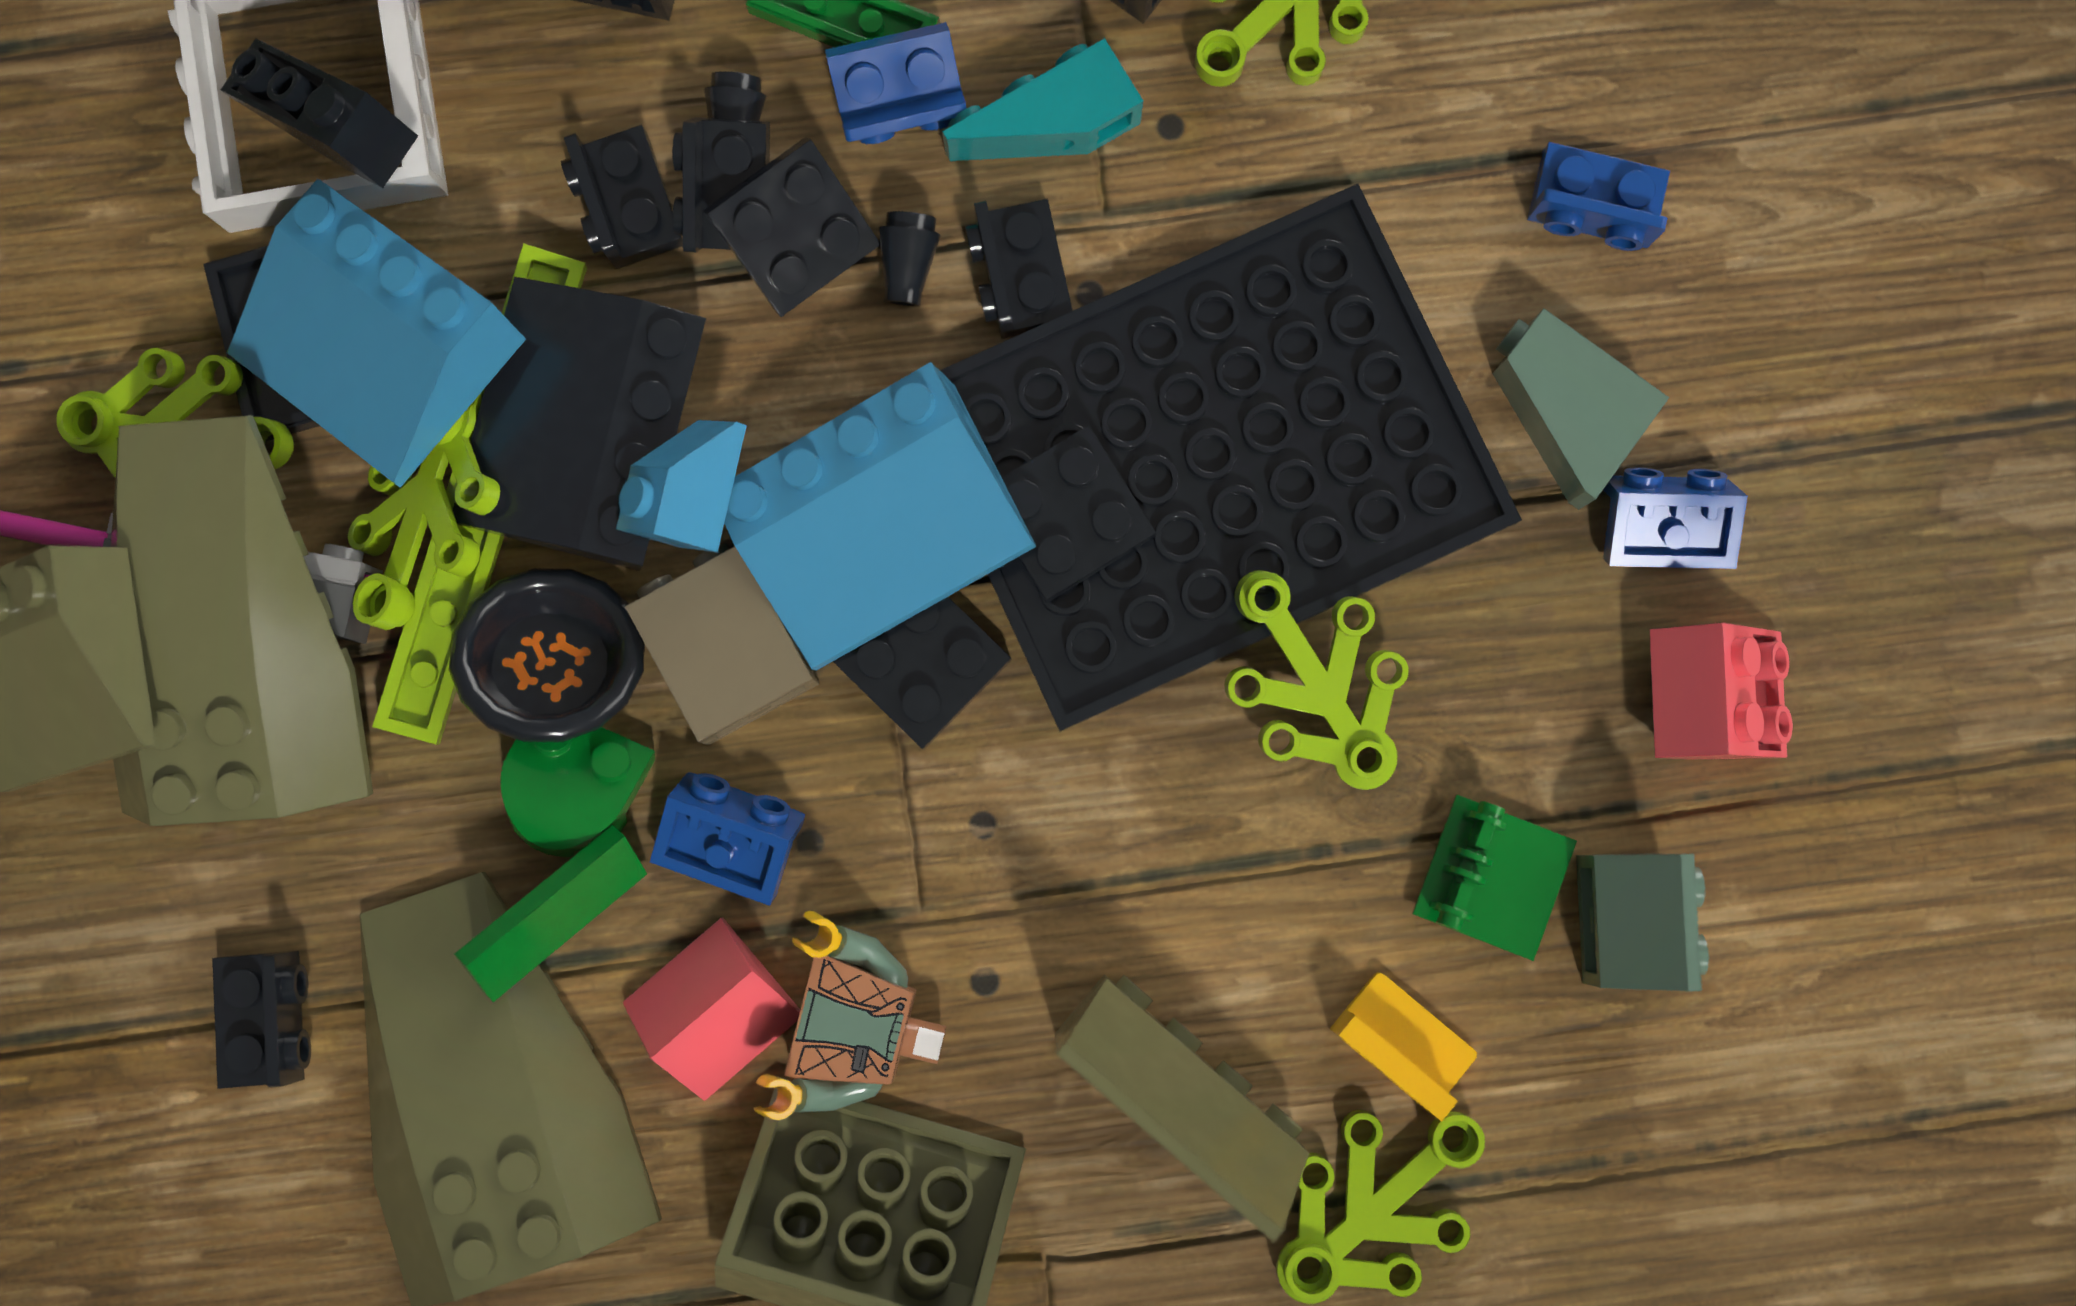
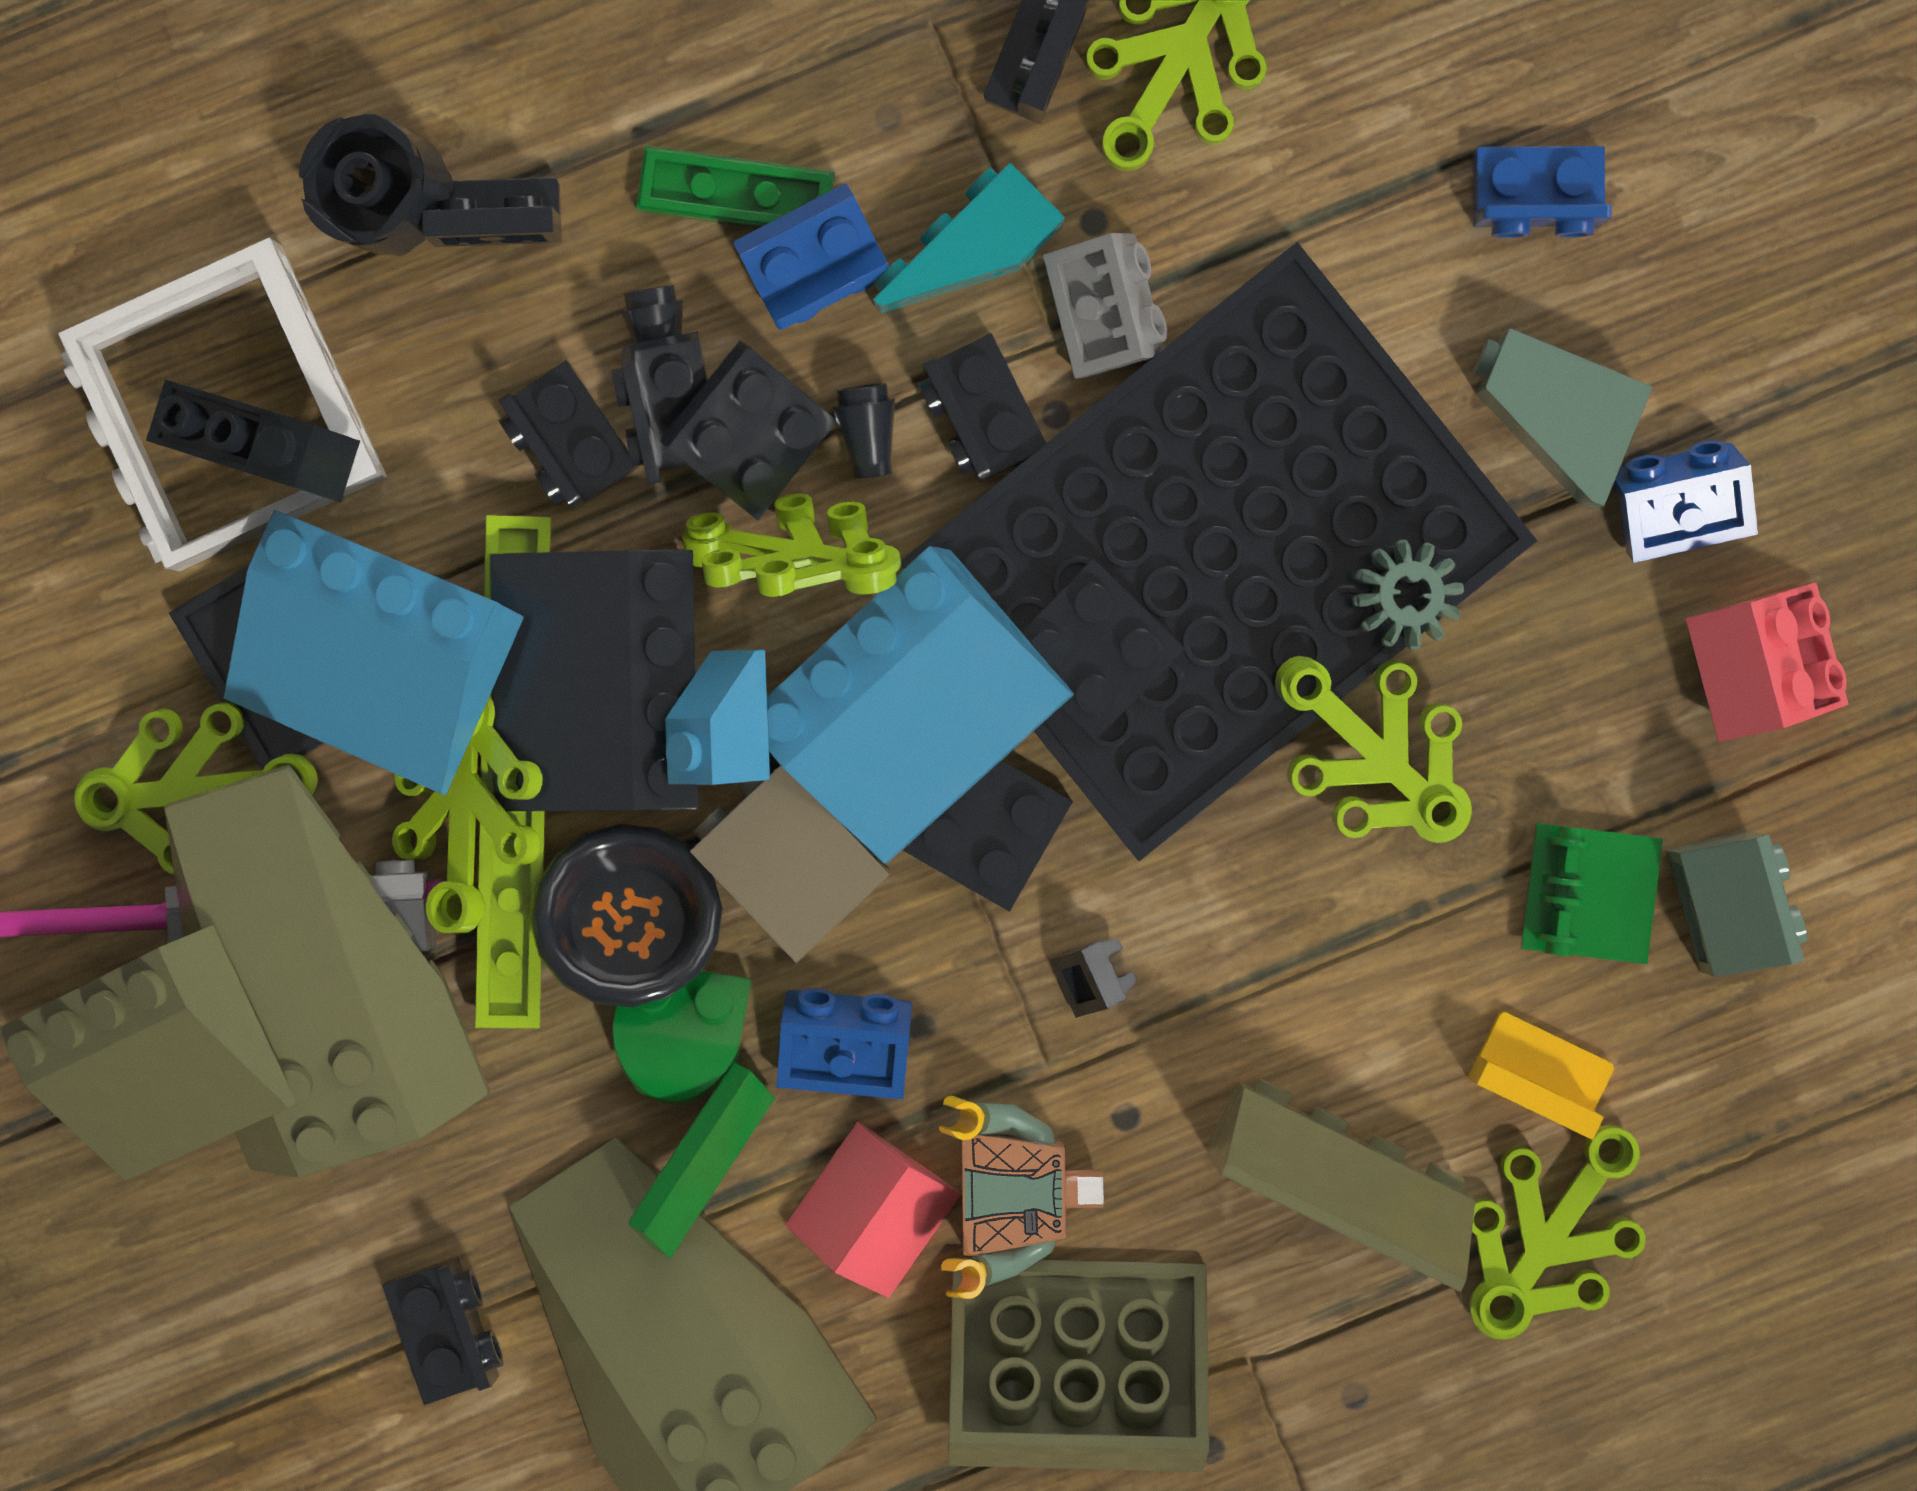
camera: 15 degrees left, 5 degrees up
(861, 364) = (863, 564): none -> lime plant
(983, 832) = (1090, 978): none -> black tile
(1162, 196) = (1106, 303): none -> light grey bracket
(1390, 513) = (1408, 572): none -> sand green gear

